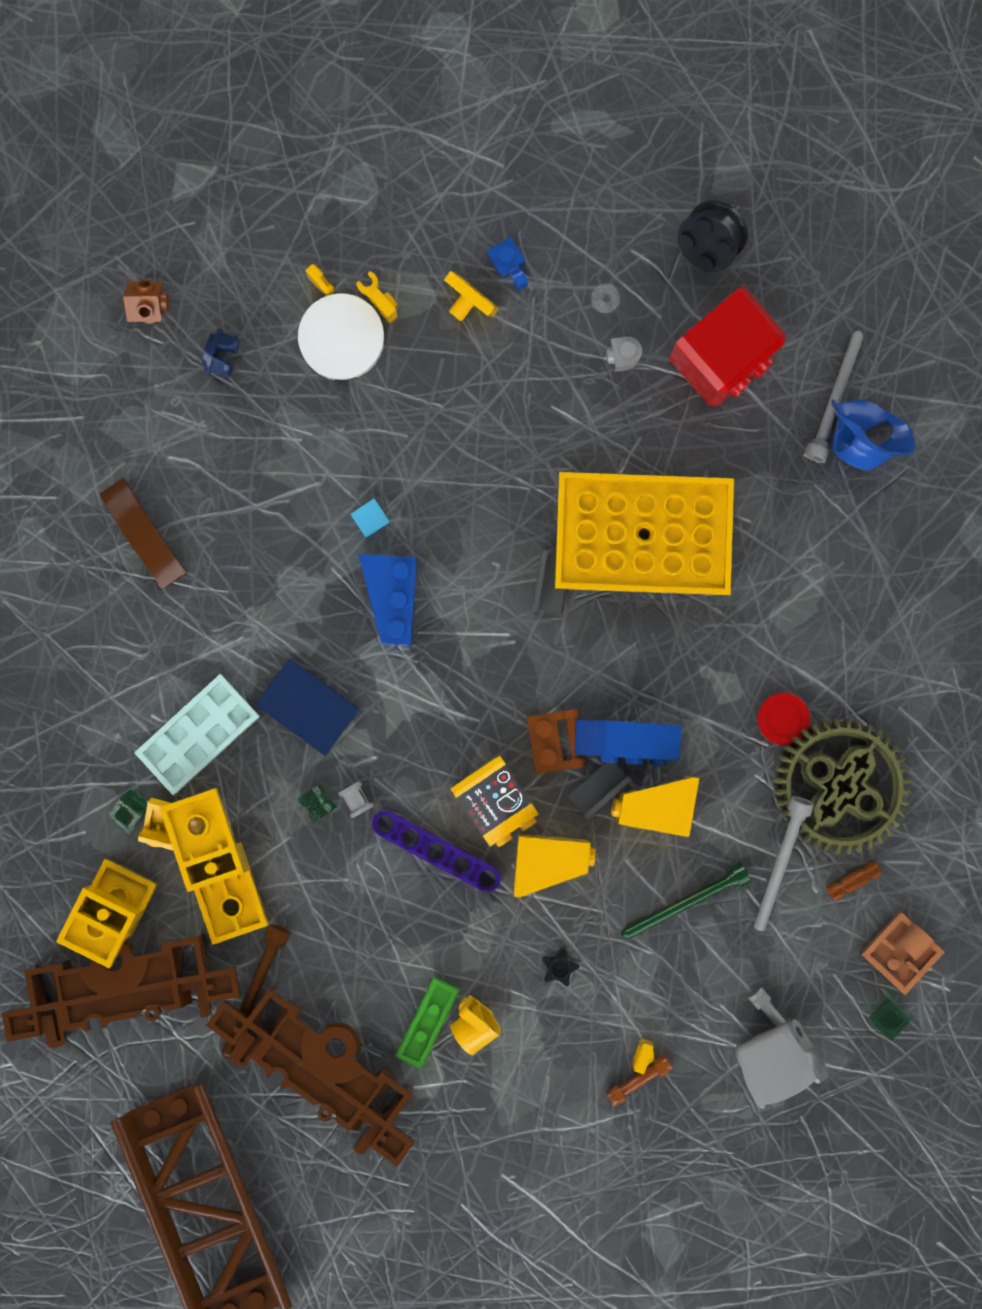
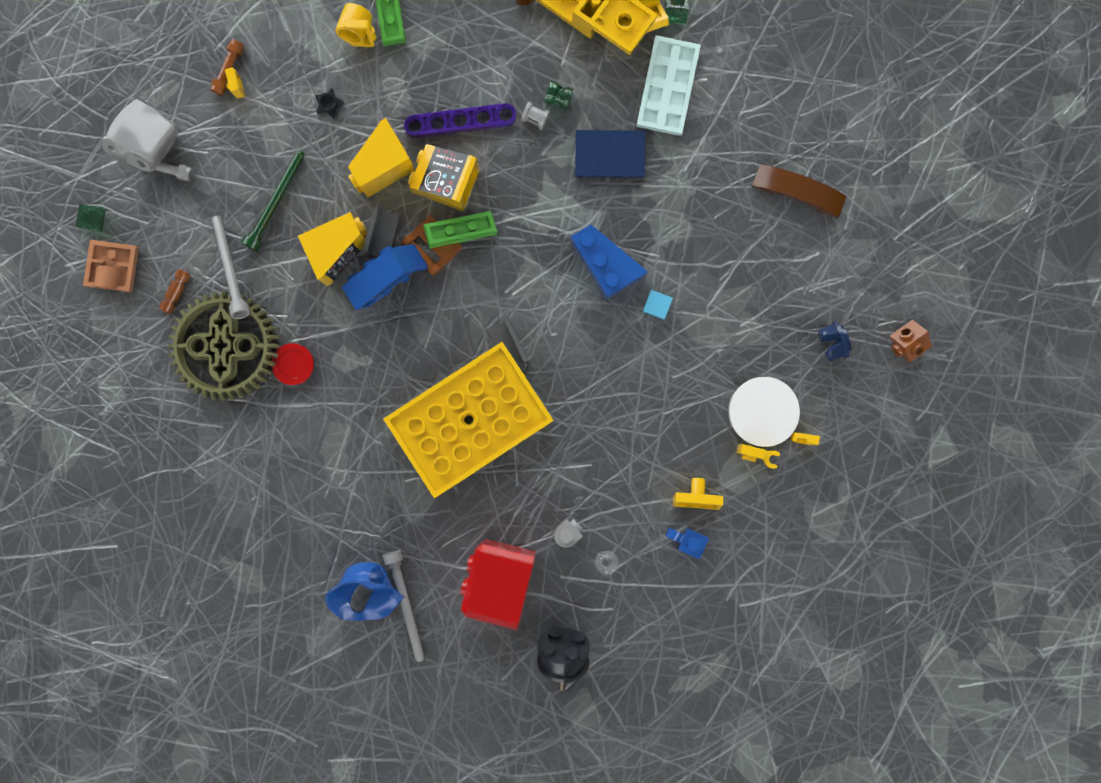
camera: 140 degrees right, 0 degrees up
(517, 735) = (460, 229): none -> bright green tile

